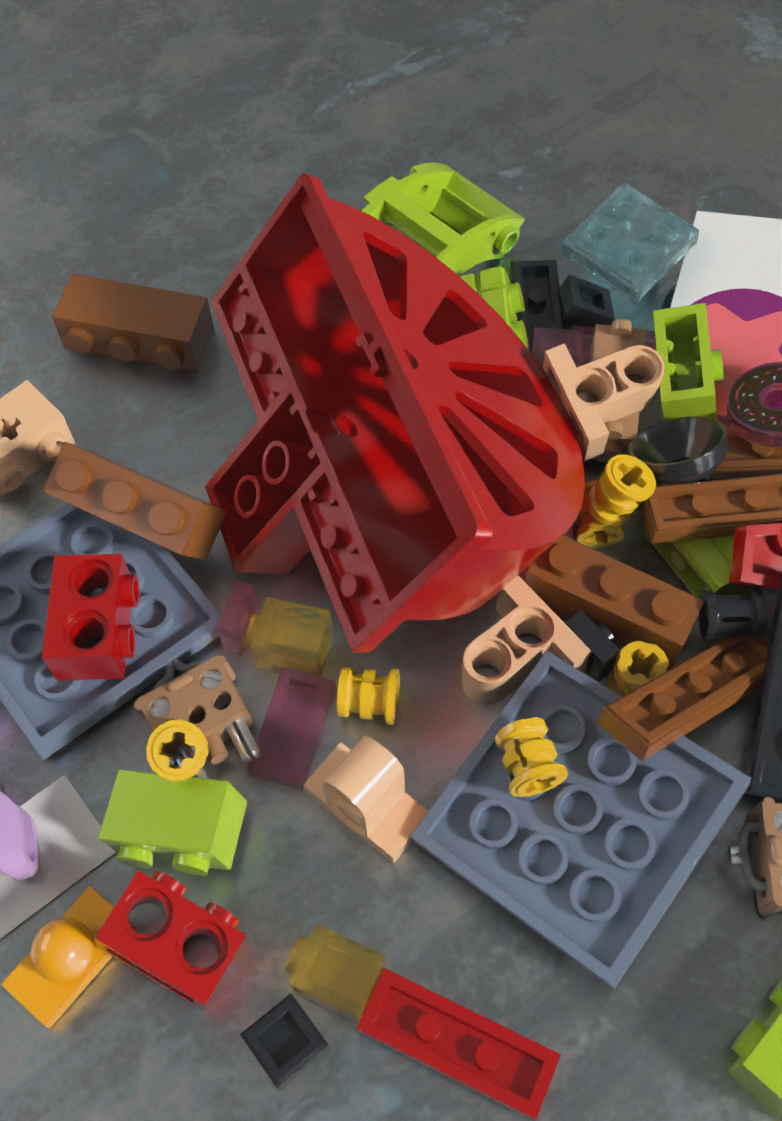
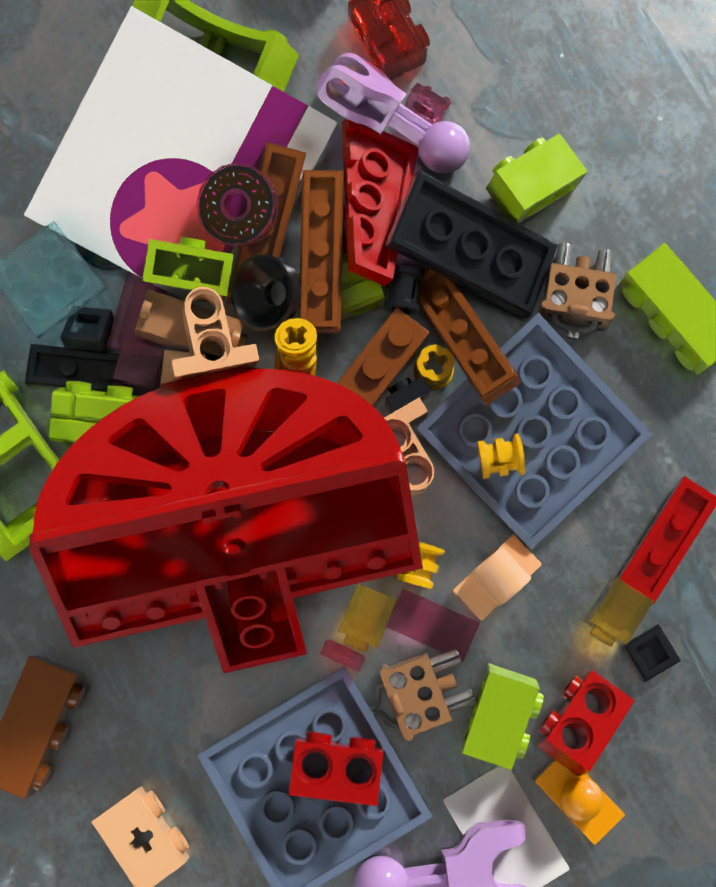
camera: 85 degrees left, 20 degrees up
(135, 501) = (242, 729): dark orange brick -> none
(164, 763) = (468, 696): yellow bush -> none

